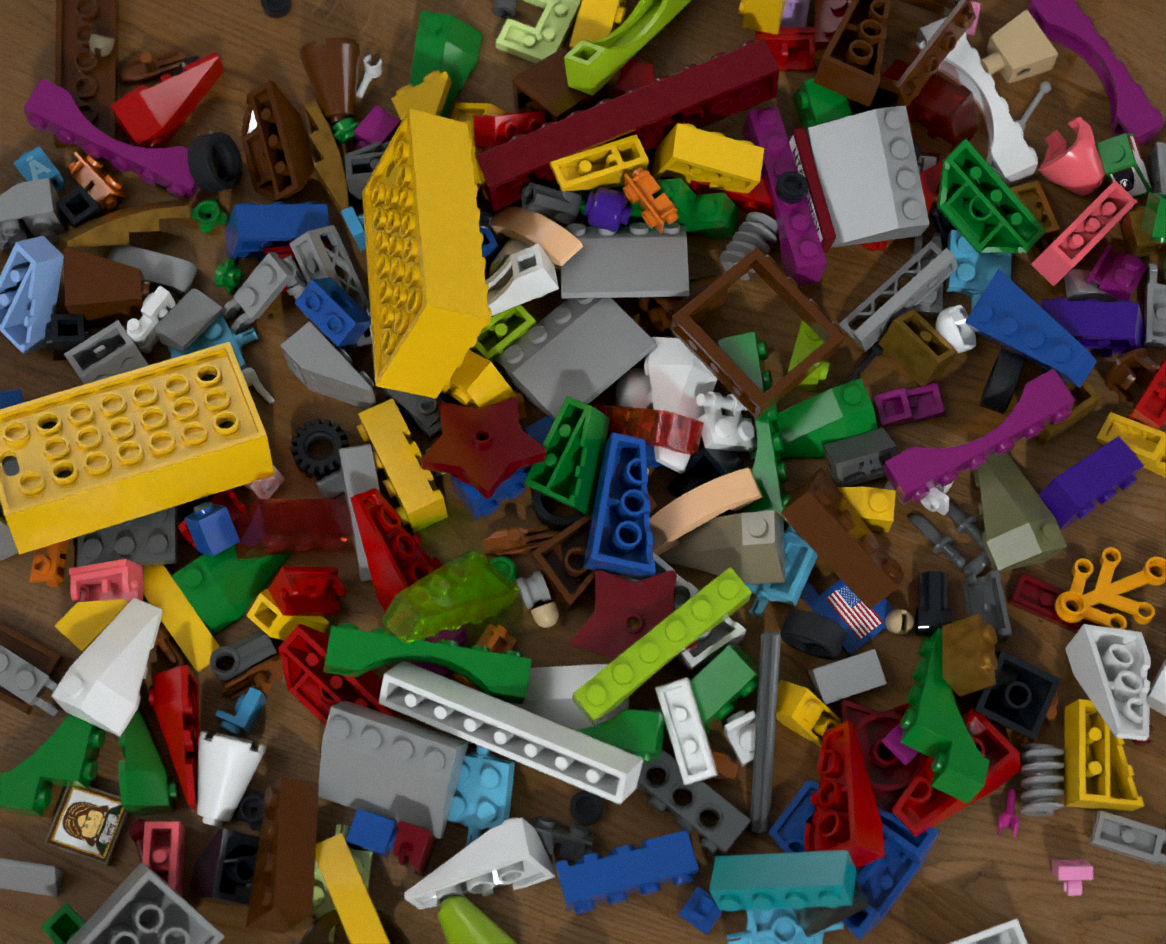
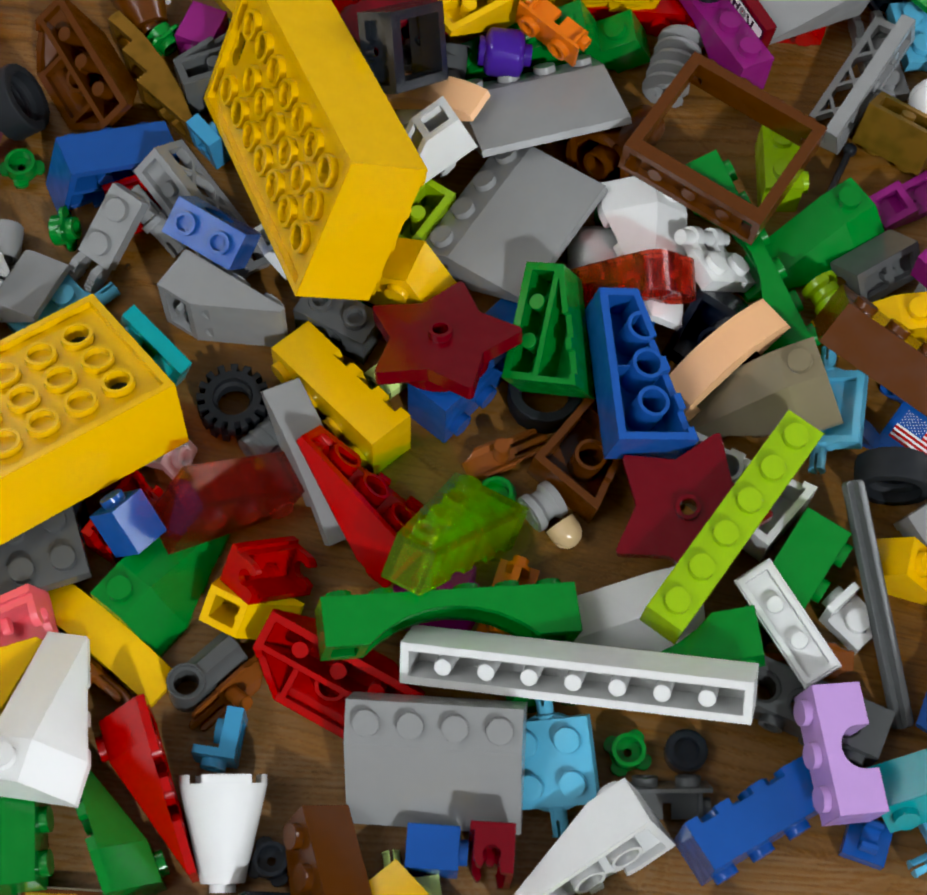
camera: 20 degrees left, 5 degrees down
(272, 405) = (156, 345): none -> teal plate
(497, 182) = (382, 30): none -> black window
(547, 790) = (627, 741): none -> green plate
(685, 870) = (840, 789): none -> lavender arch
(811, 464) = (821, 289): none -> lime wheel

